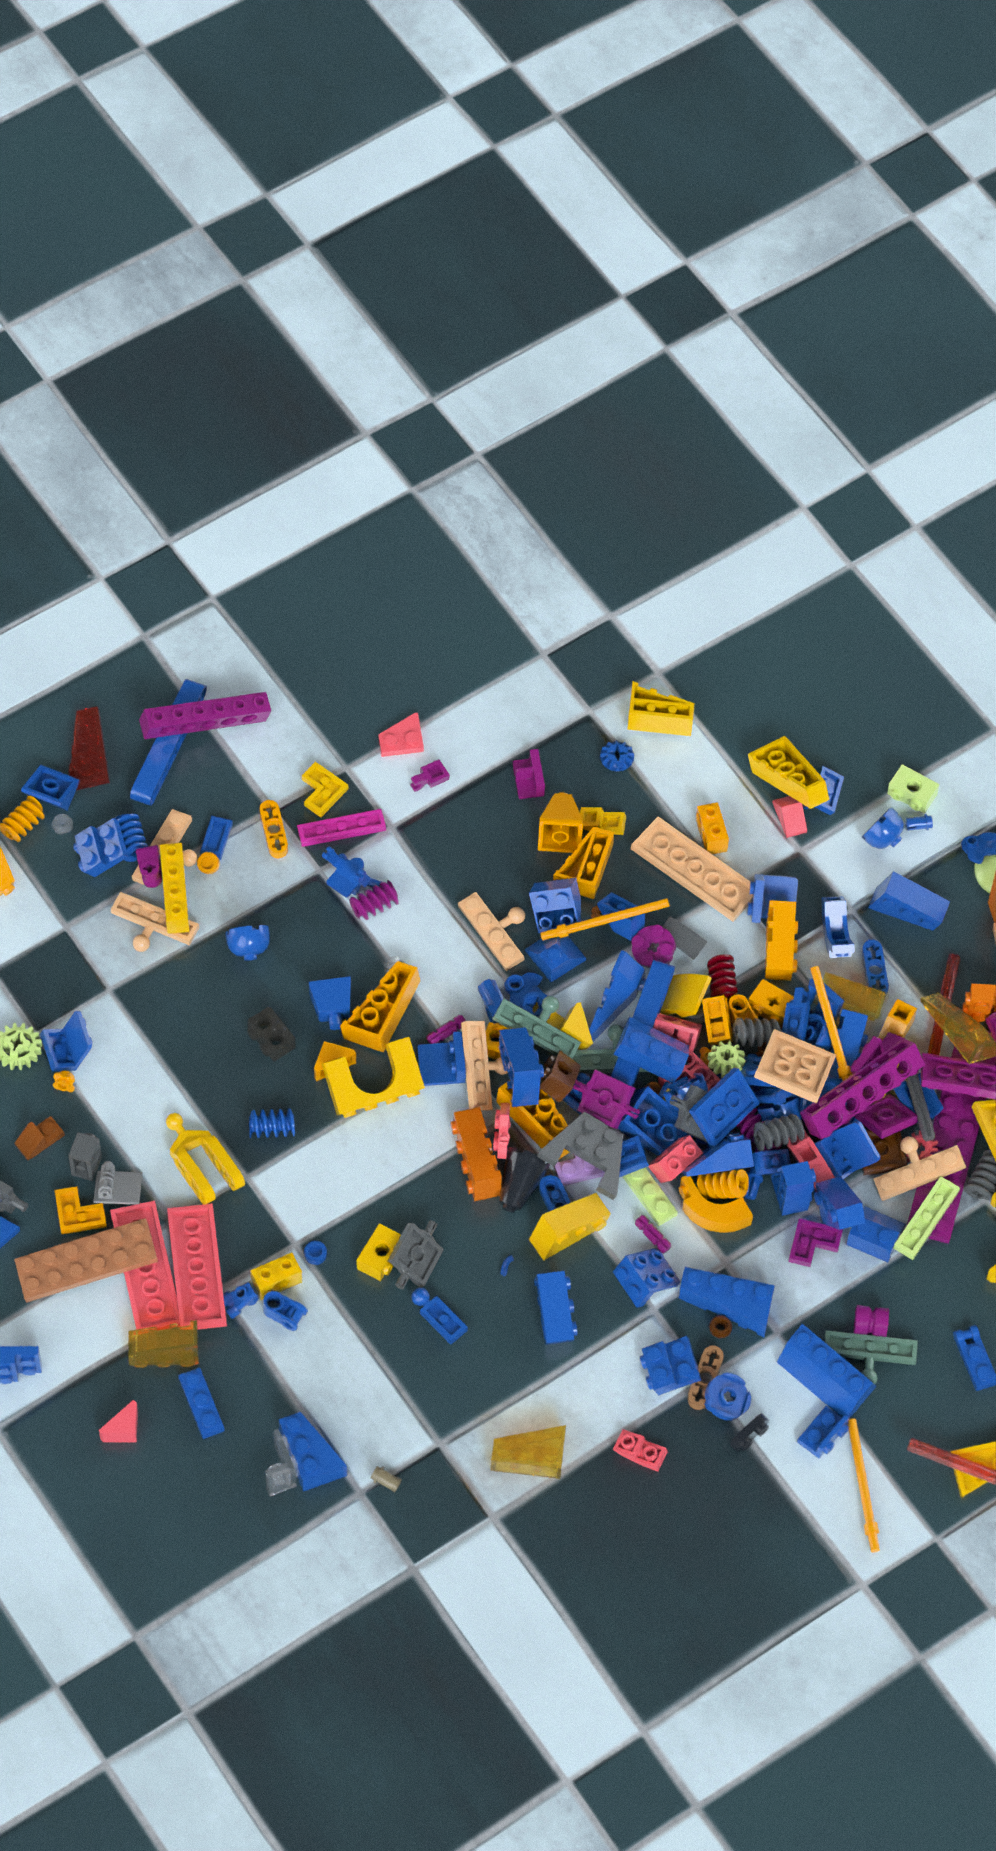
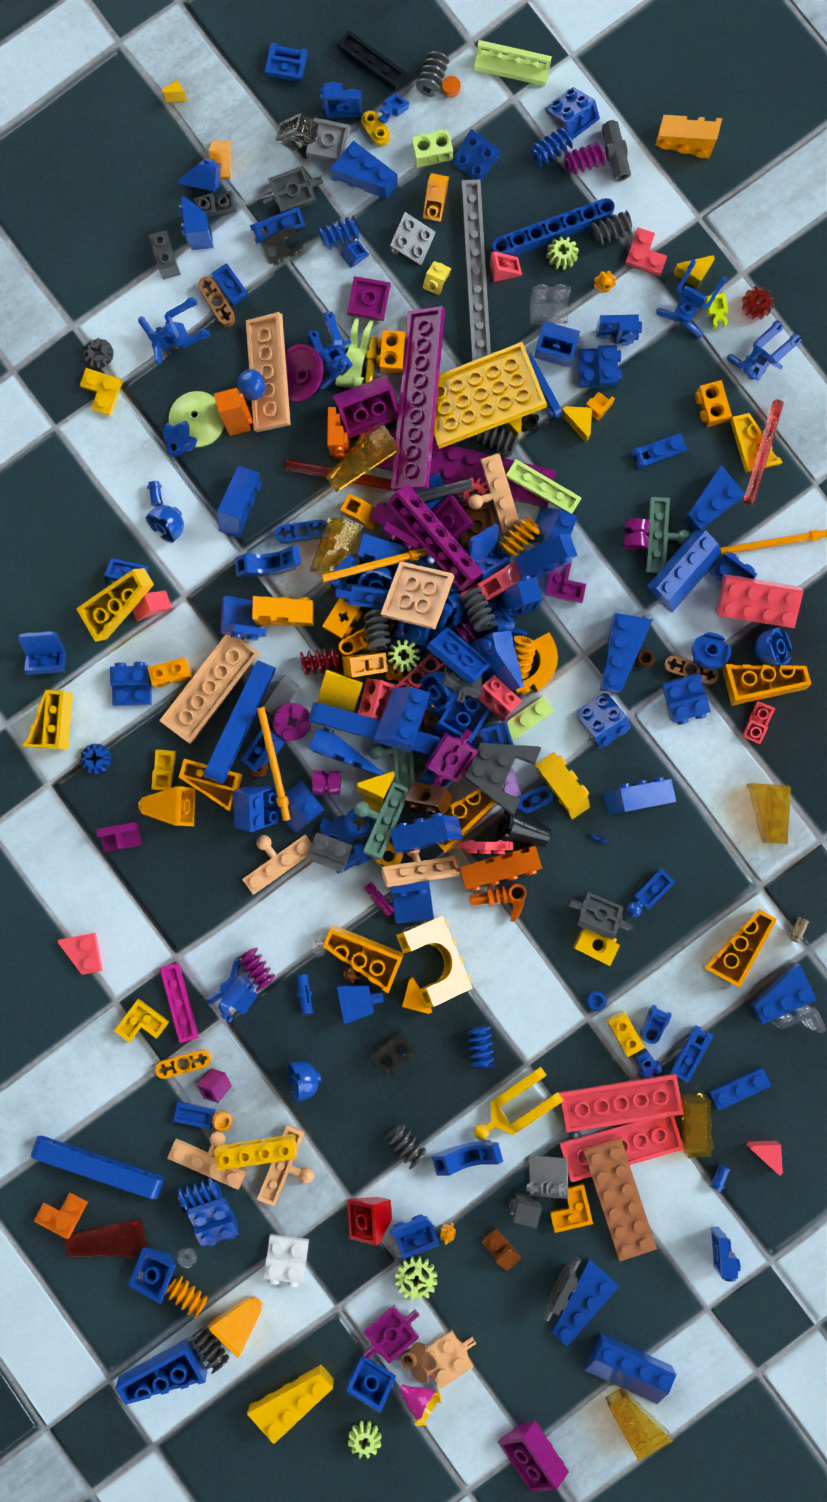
camera: 85 degrees left, 25 degrees up
(50, 920) = (286, 1260): none -> white plate
(91, 1001) = (368, 1219): none -> red slope
(99, 1372) = (719, 1178): none -> blue pin
(115, 707) = (63, 1220): none -> orange plate
(148, 1099) = (465, 1156): none -> blue arch
(149, 865) = (231, 1178): magenta piece -> none
(166, 1041) = (406, 1145): none -> dark grey piece
(205, 715) = (73, 1138): magenta brick -> none
(246, 1349) = (691, 1054): none -> blue plate
(248, 856) = (214, 1085): none -> magenta panel
(358, 949) = (304, 994): none -> blue pin
(360, 996) = (351, 974): none -> dark orange plate
(367, 1408) = (740, 951): none -> light orange wedge
(432, 774) = (122, 923): magenta plate -> none
(444, 1156) = (501, 895): none -> orange piece
(502, 976) = (329, 852): none -> flat silver plate
(582, 979) = (326, 782): none -> magenta wheel
(653, 888) = (239, 722): none -> blue beam
(653, 1234) = (565, 714): magenta axle -> none
(687, 1446) = (754, 683): none -> light orange wedge
(698, 790) = (130, 684): none -> blue plate
(730, 1465) = (773, 647): none -> blue cylinder
(735, 708) = (43, 653): none -> blue bracket
(744, 1438) = (735, 627): black plate -> none
(788, 1450) = (759, 601): none -> coral brick
(869, 1192) = (520, 536): none -> light orange piece
(908, 779) = (121, 487): yellowish green brick -> none
(912, 1410) = (716, 499): none -> blue wedge

